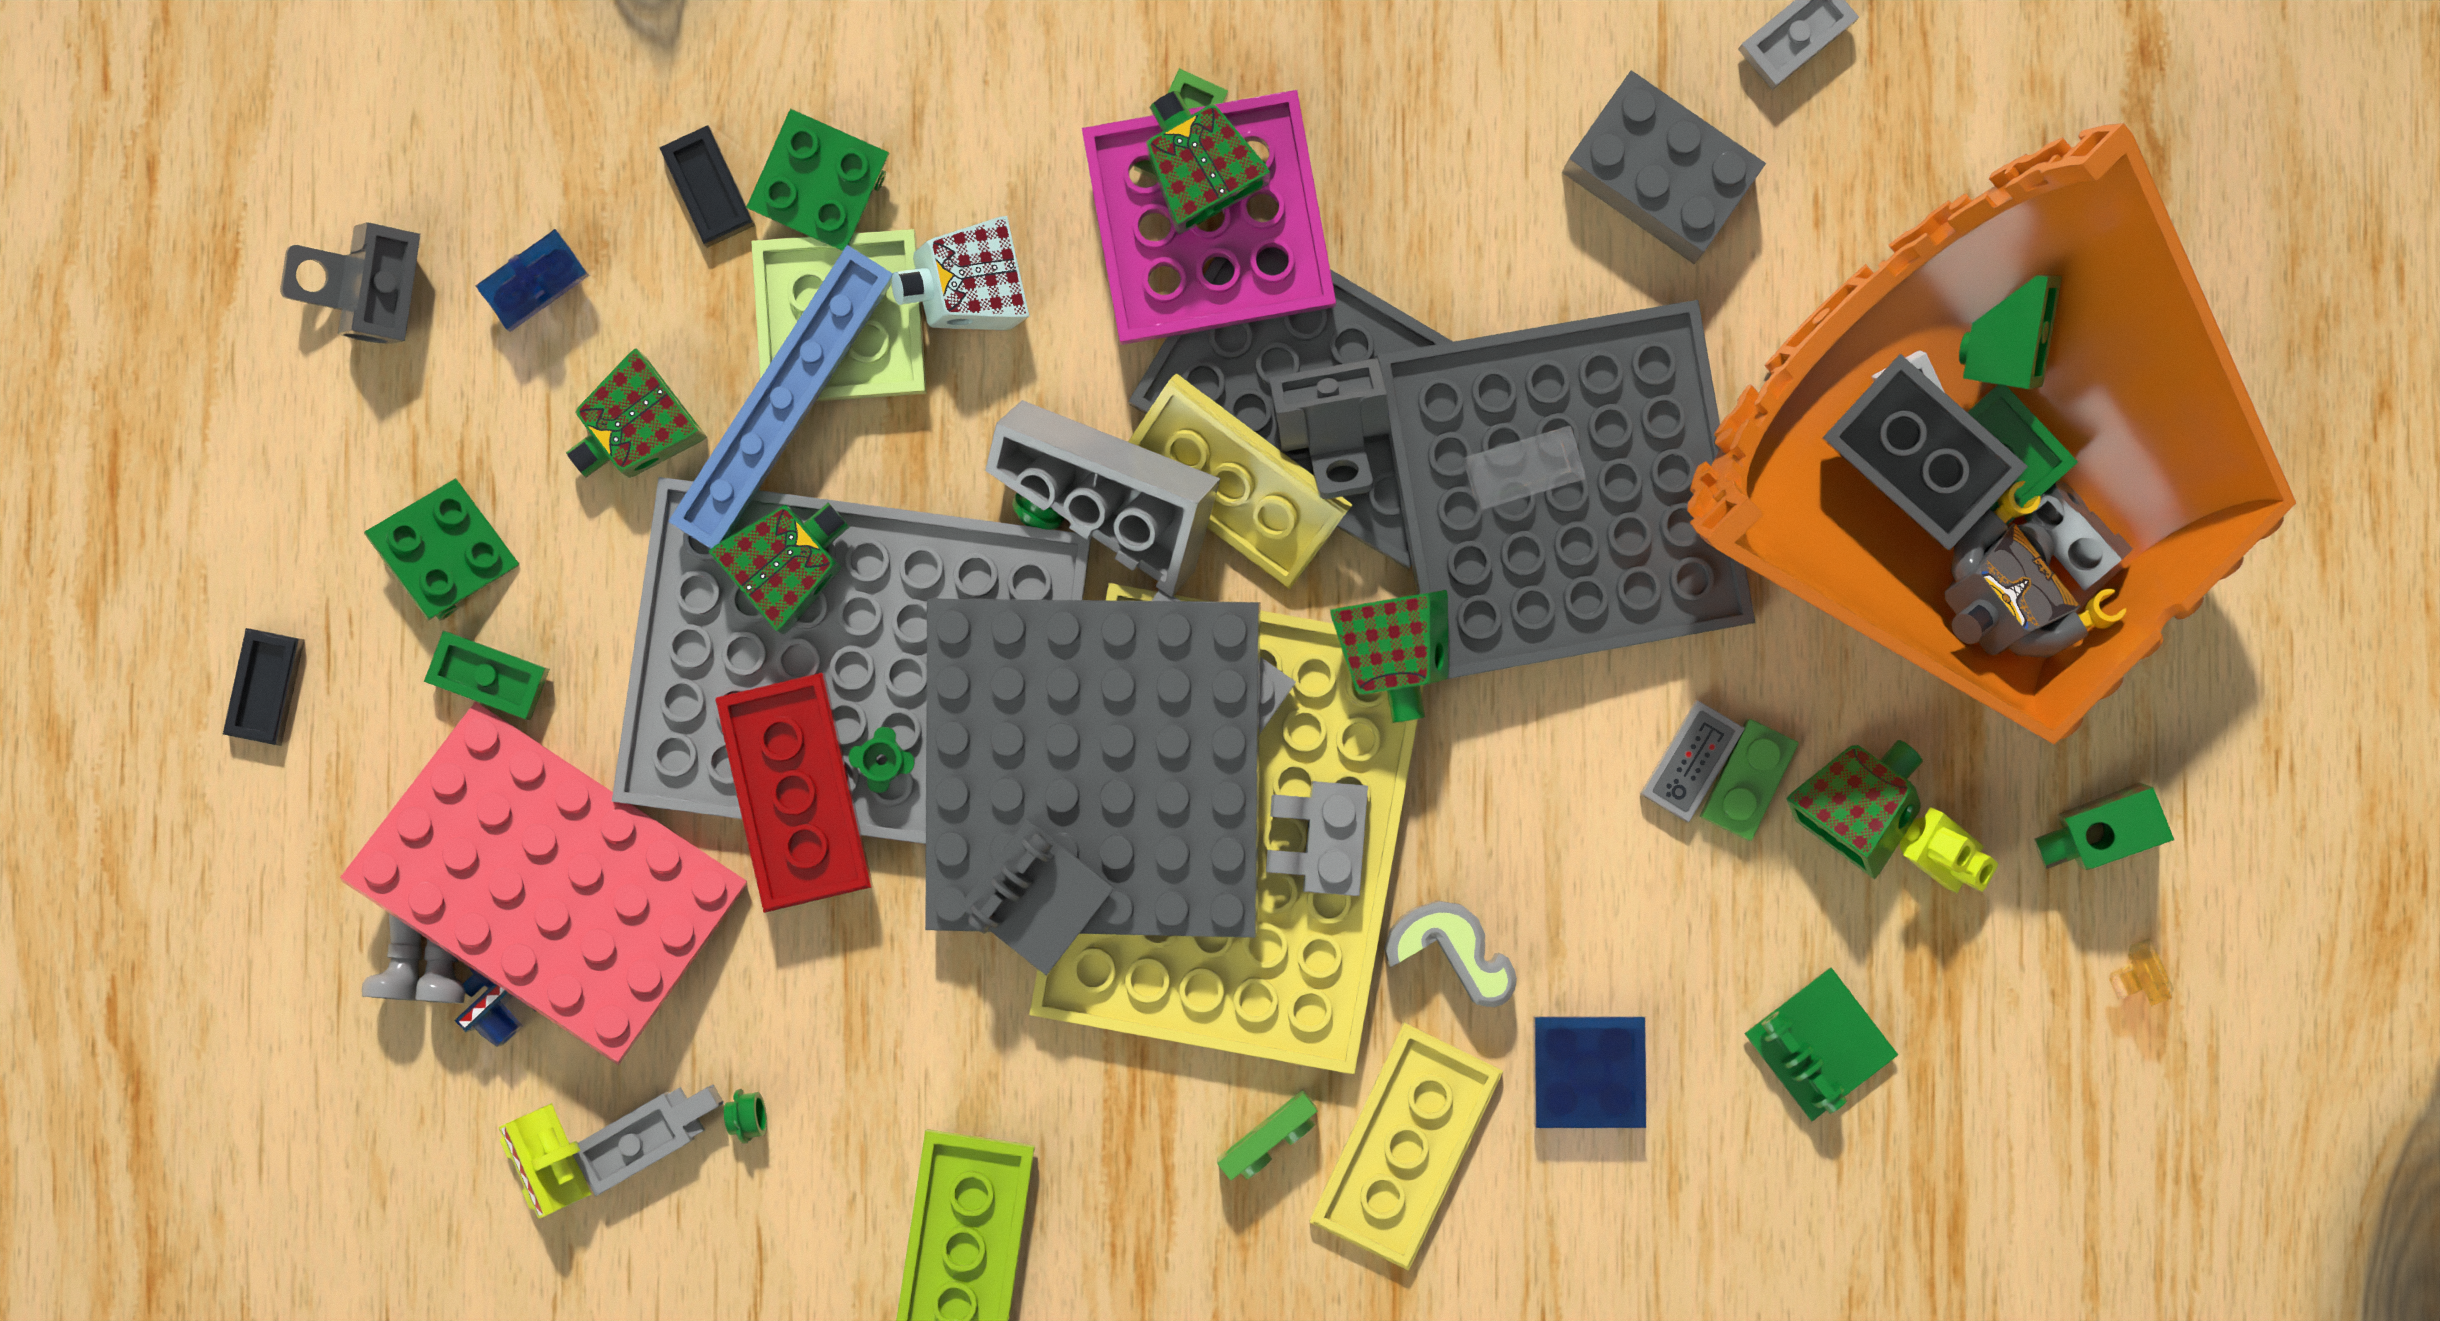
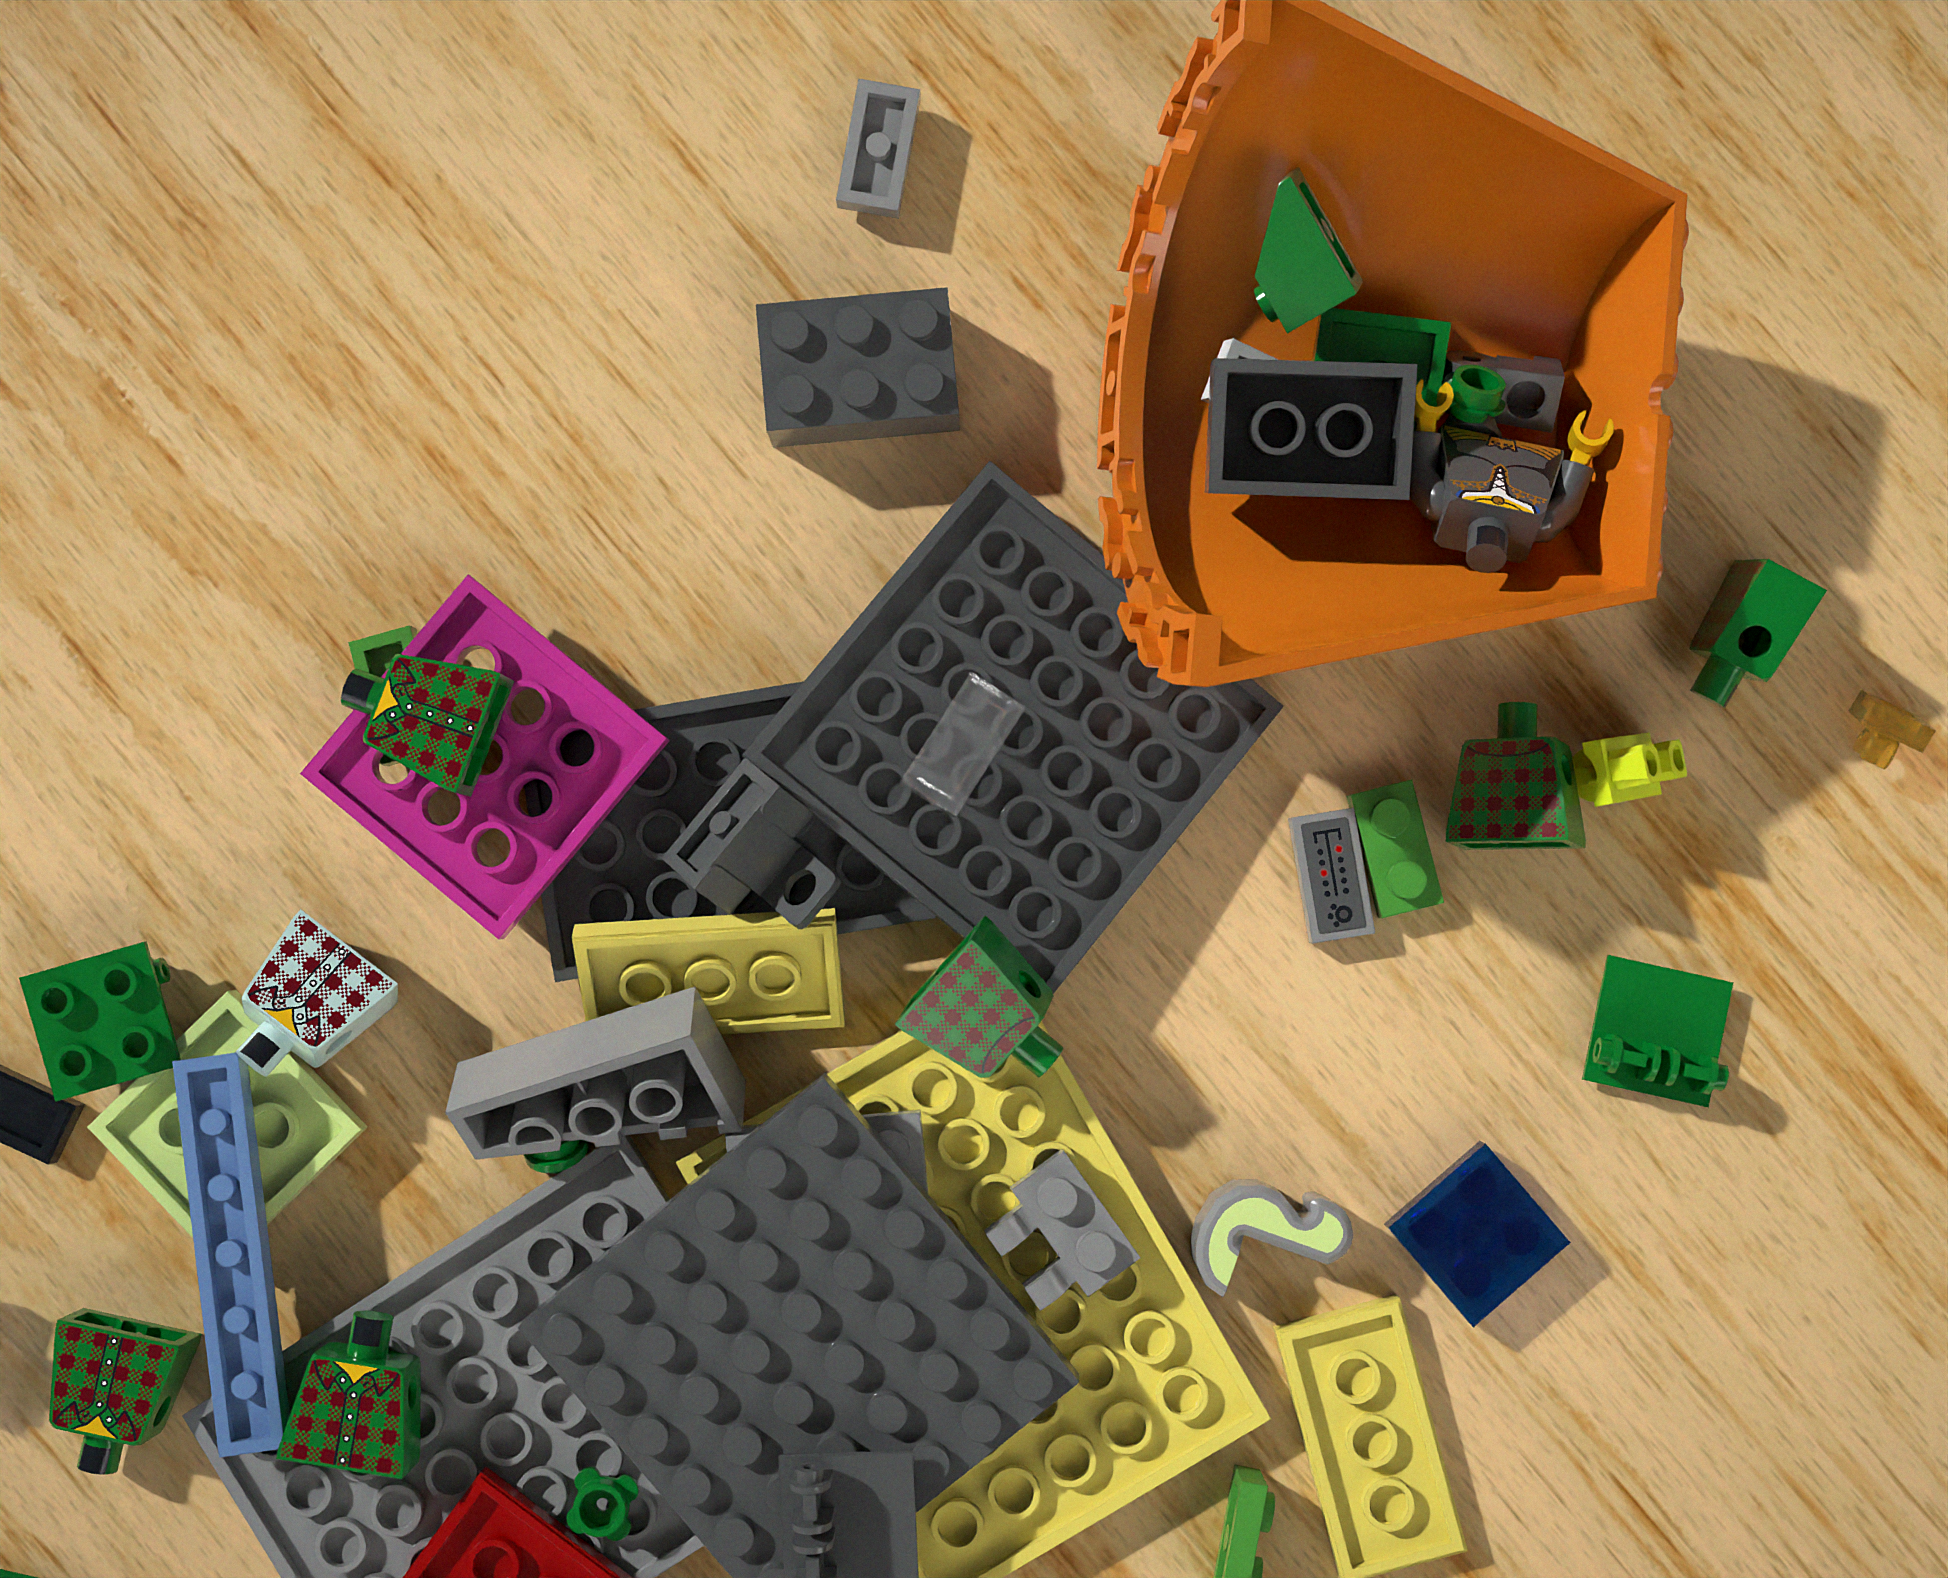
camera: 45 degrees left, 0 degrees up
(2054, 521) = (1476, 393): none -> green plate

